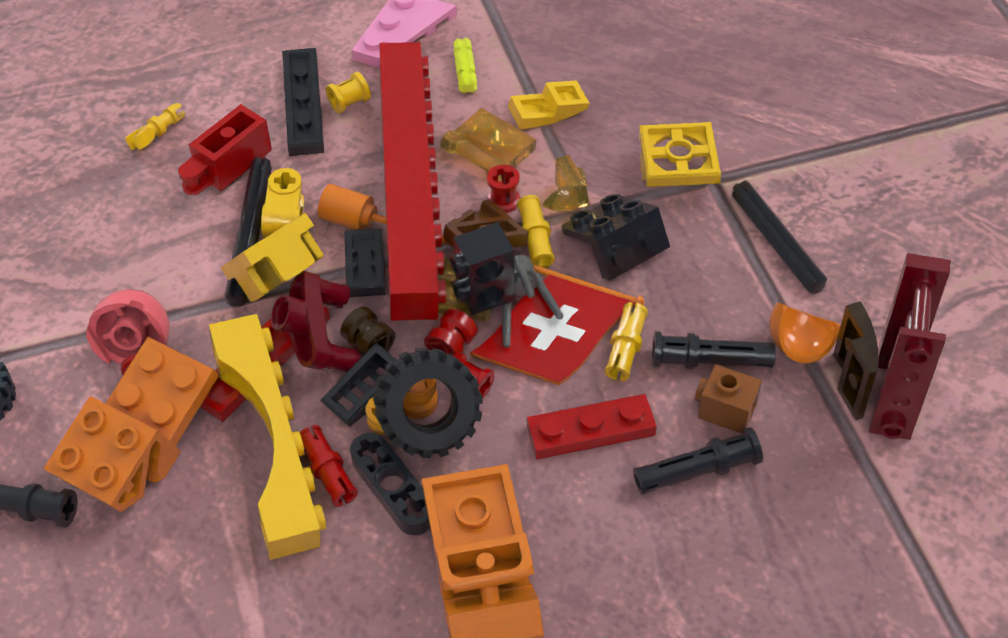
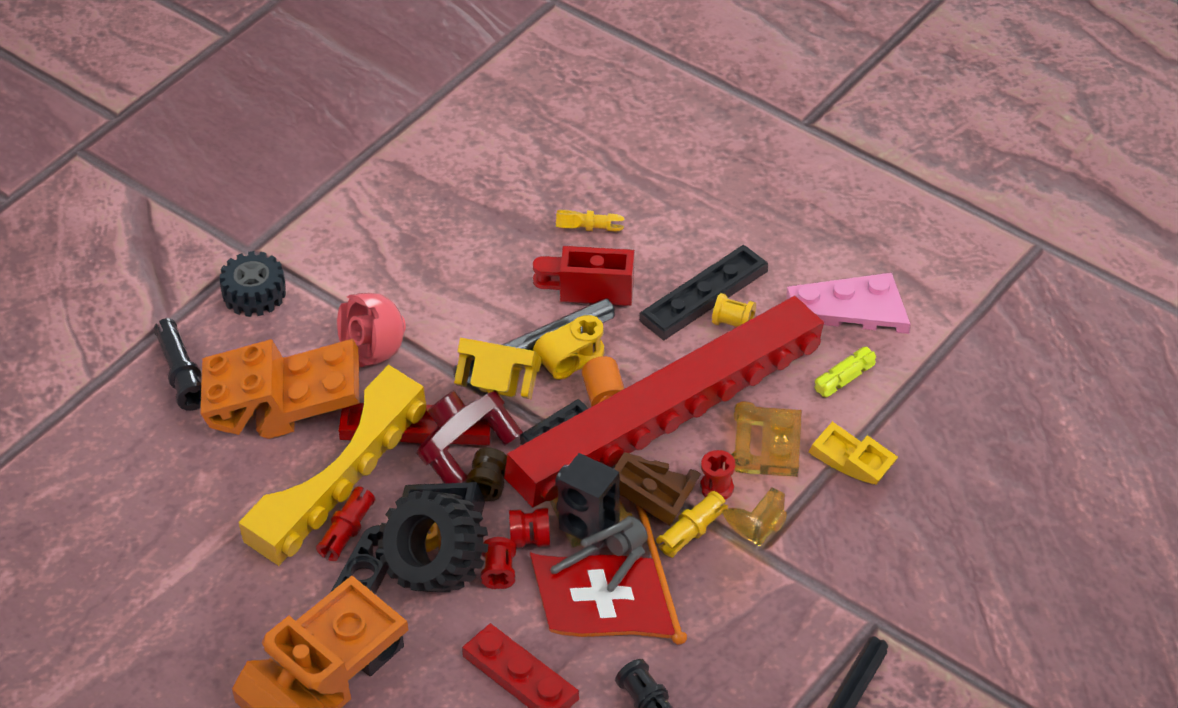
camera: 55 degrees right, 5 degrees down
(620, 232) = (737, 581): black bracket -> none
(626, 342) = (624, 649): yellow pin -> none
(678, 133) = (829, 565): yellow piece -> none

